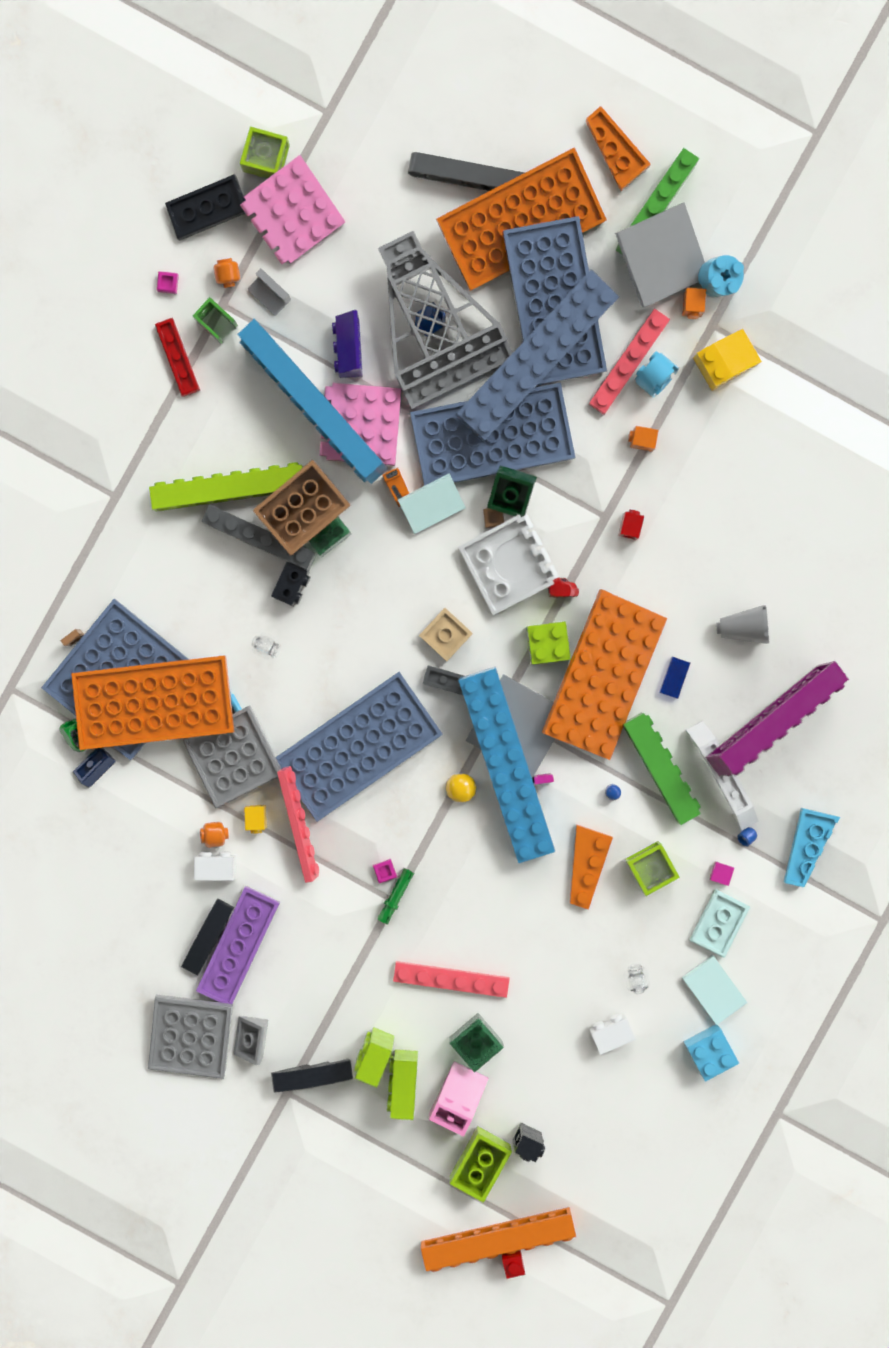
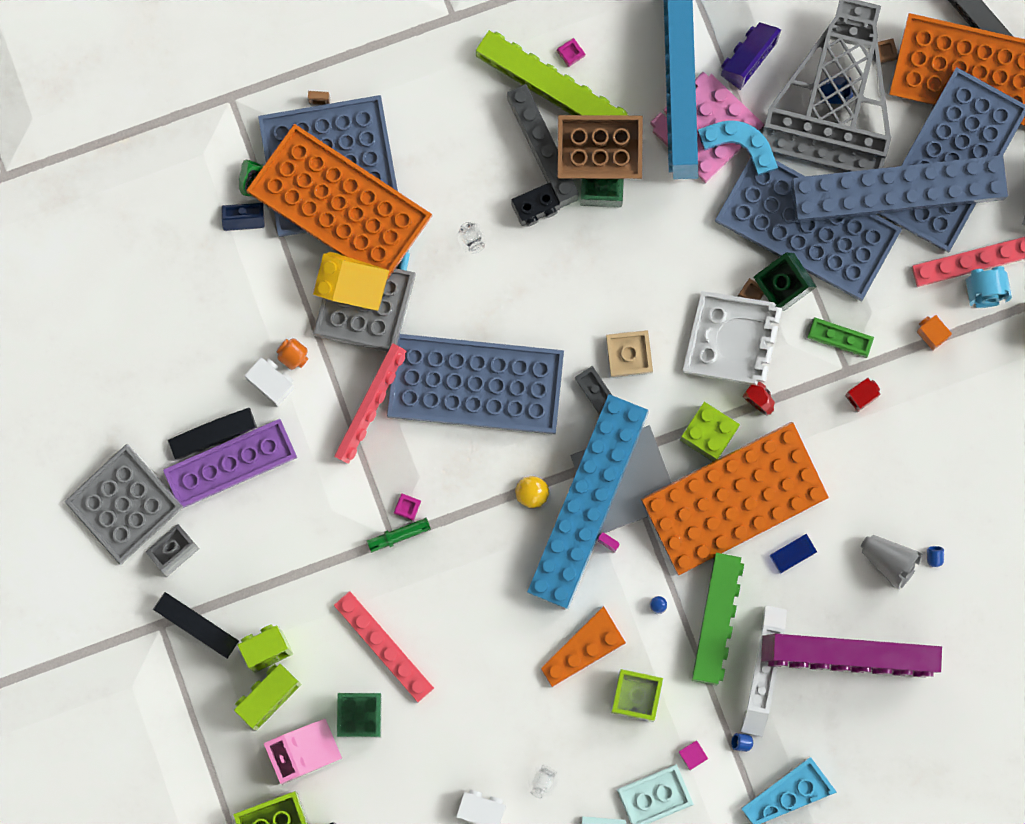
camera: 45 degrees right, 10 degrees down
(209, 753) = (350, 281): none -> yellow slope
(220, 451) = (571, 52): none -> dark pink tile
(255, 818) = (338, 370): yellow brick -> none
(393, 409) = (743, 135): none -> medium azure plate
(396, 484) = (692, 200): orange leg -> none
(431, 503) = (709, 237): light aqua tile -> none
(442, 258) = (887, 51): none -> medium nougat tile
(581, 497) = (840, 337): none -> bright green tile
(774, 598) = (935, 556): none -> blue piece

